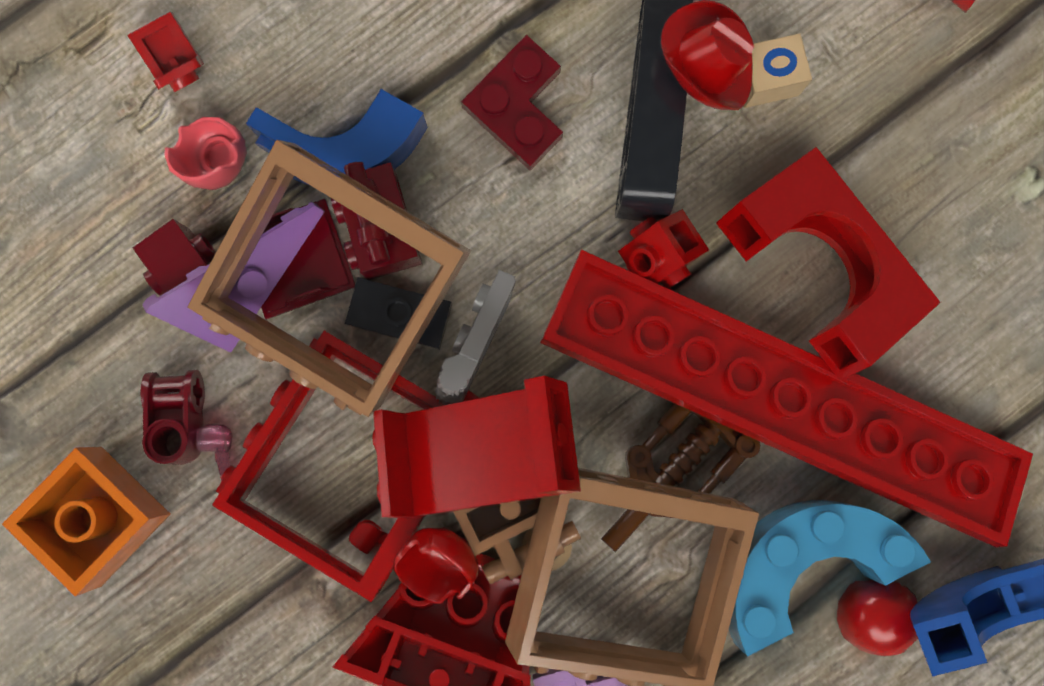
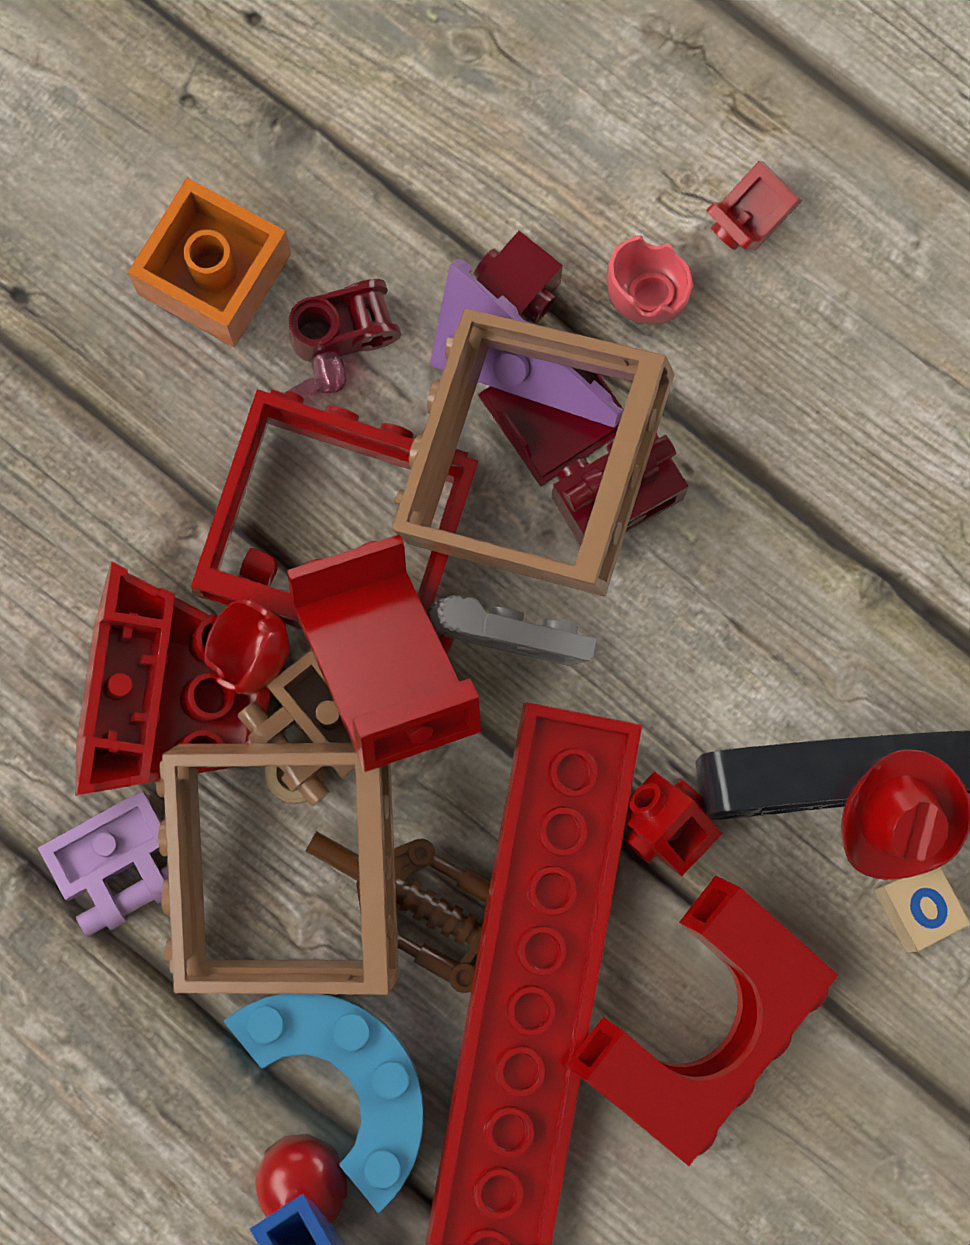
camera: 75 degrees right, 5 degrees down
(382, 136) = (716, 470): blue arch -> none
(389, 309) = (521, 524): black plate -> none
(505, 104) = (802, 601): dark red plate -> none

